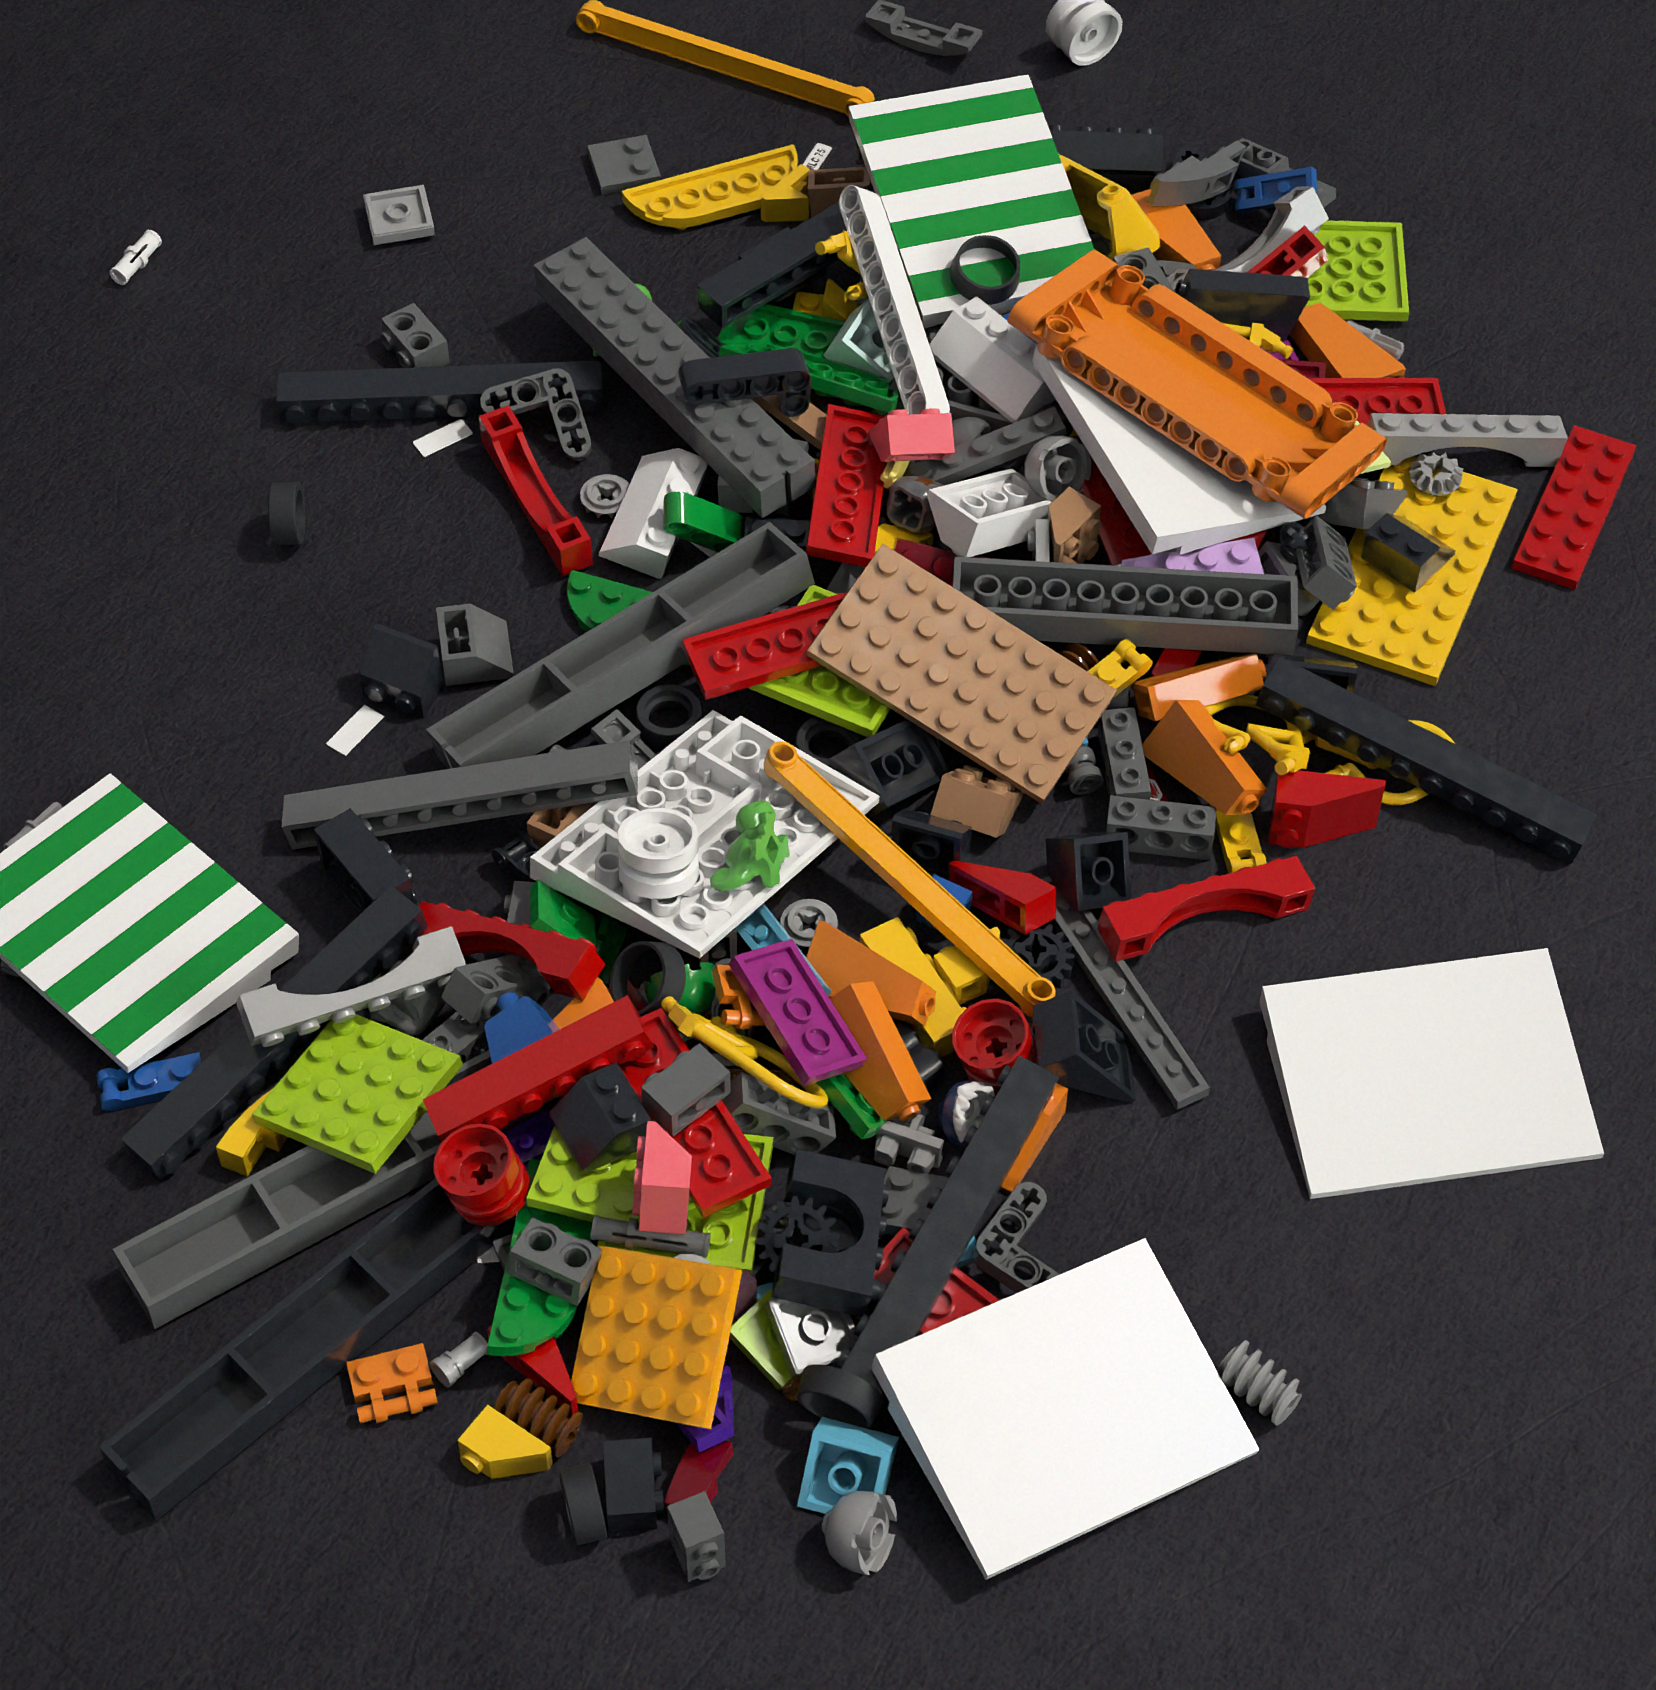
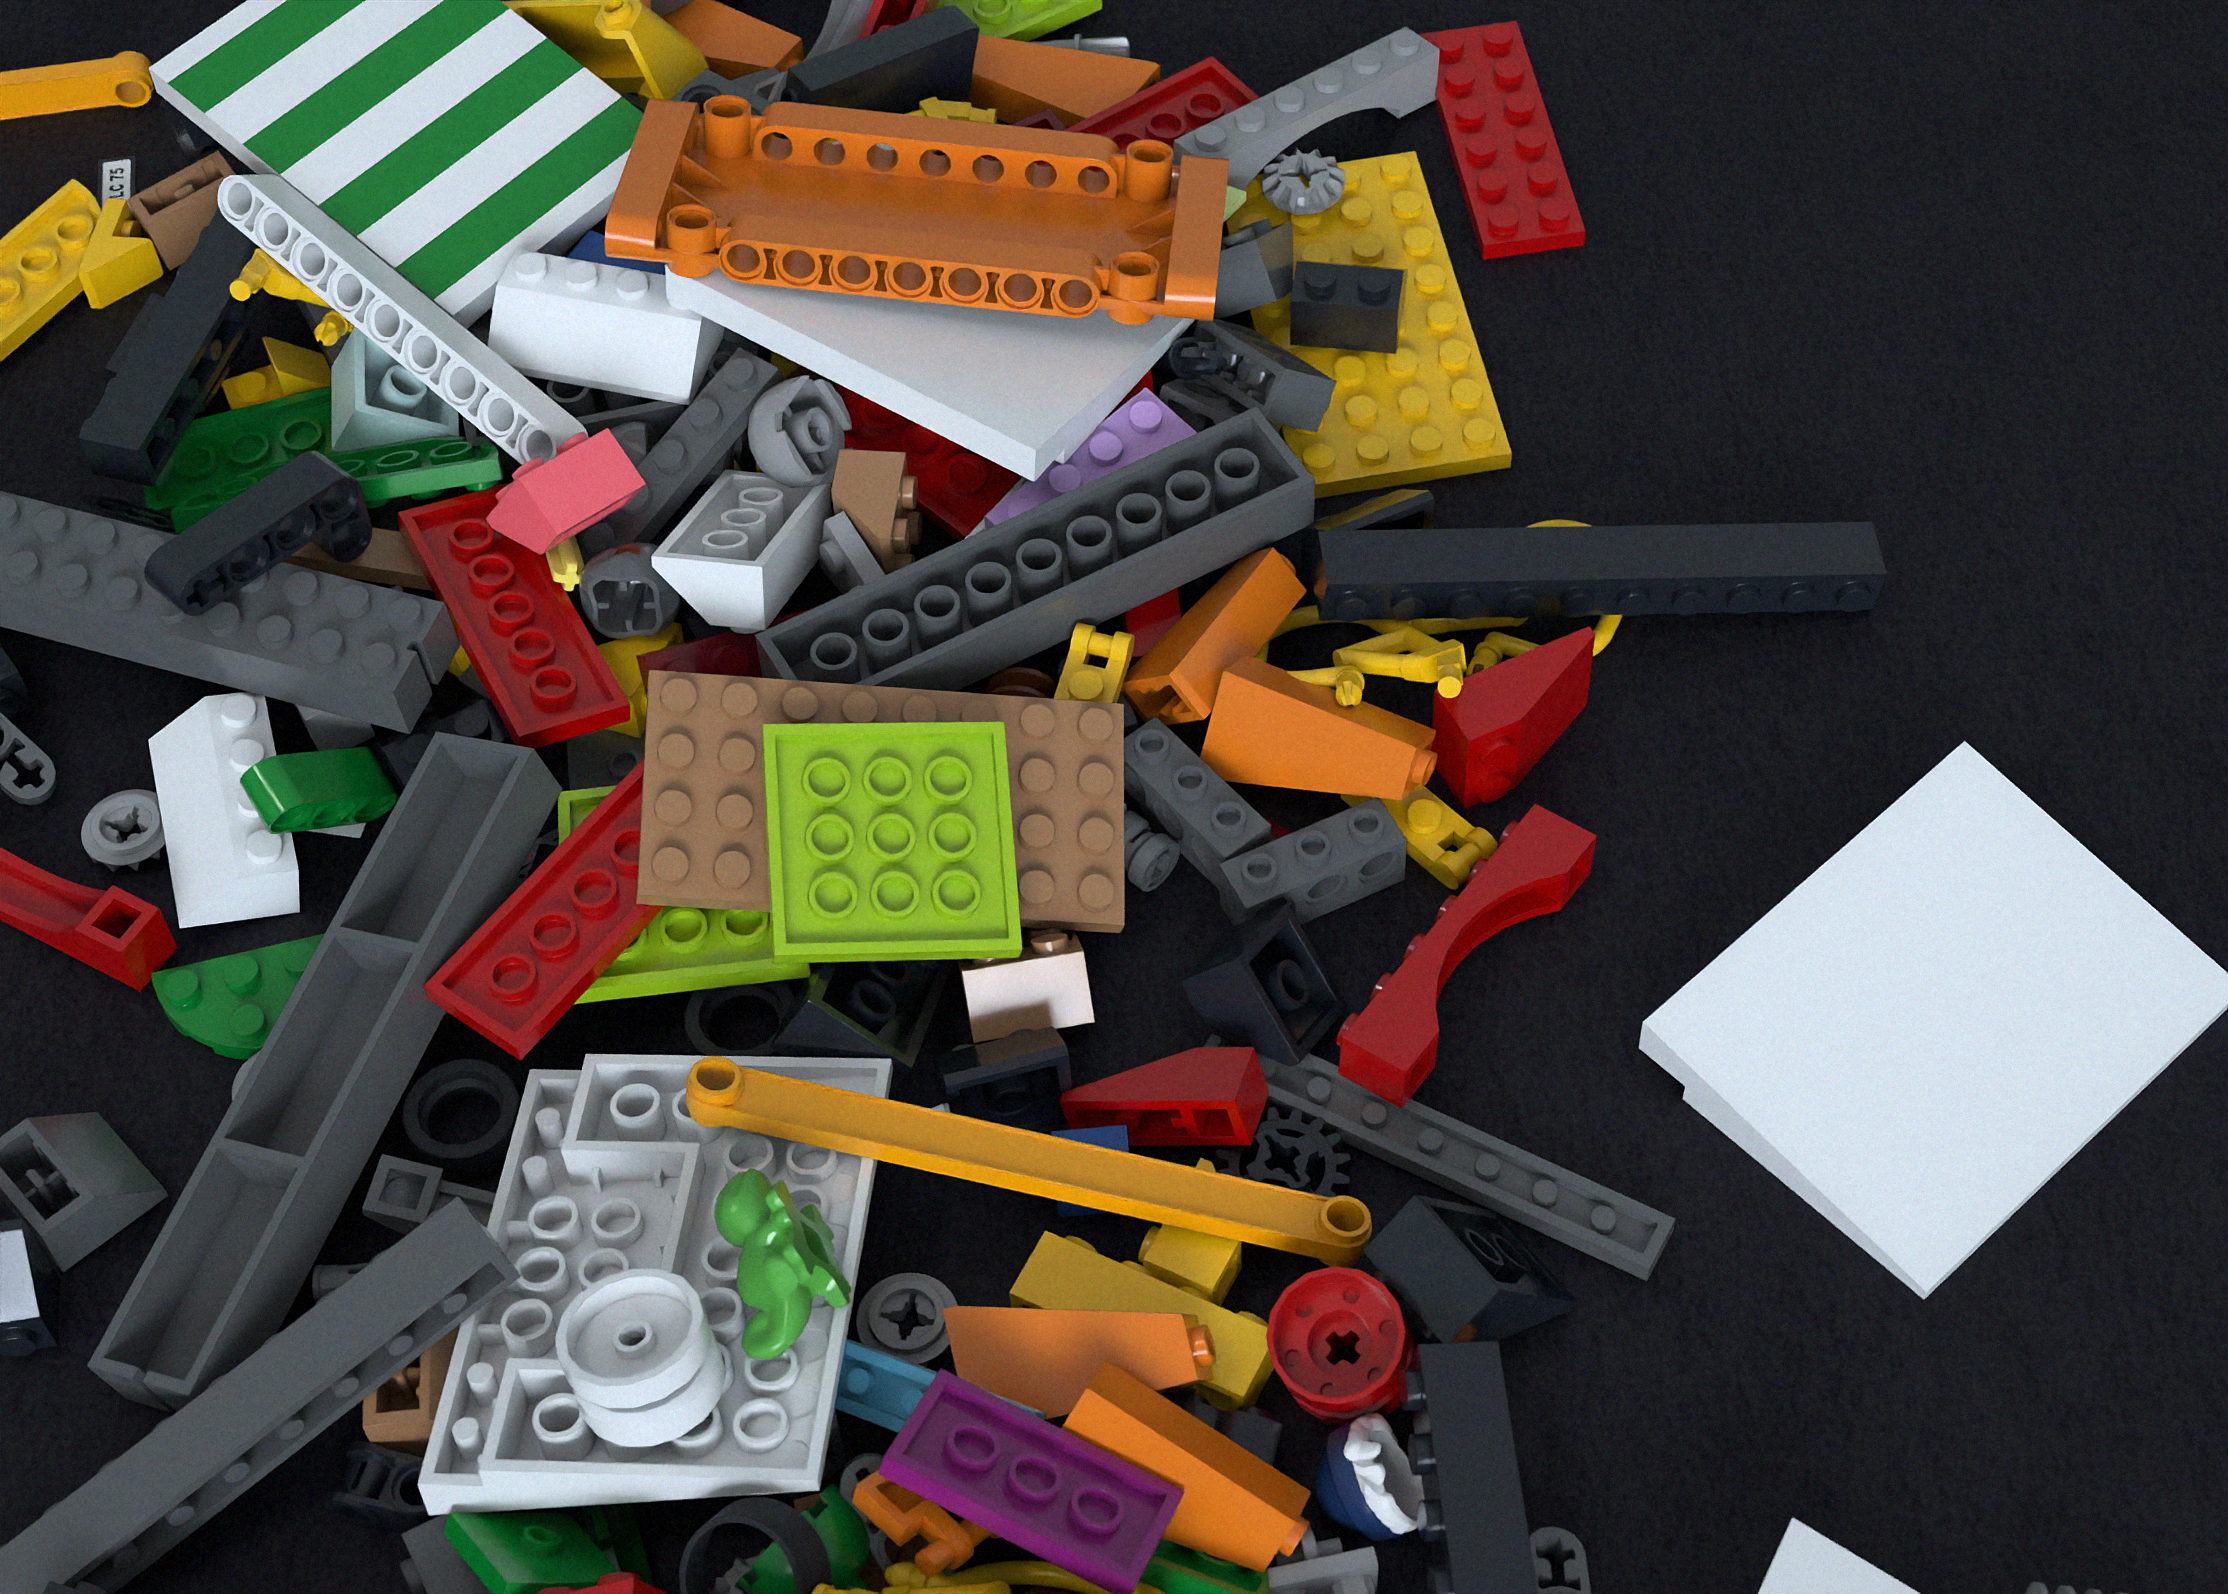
camera: 30 degrees left, 0 degrees up
(945, 690) = (889, 842): none -> lime plate
(968, 288) = (501, 243): black tyre -> none

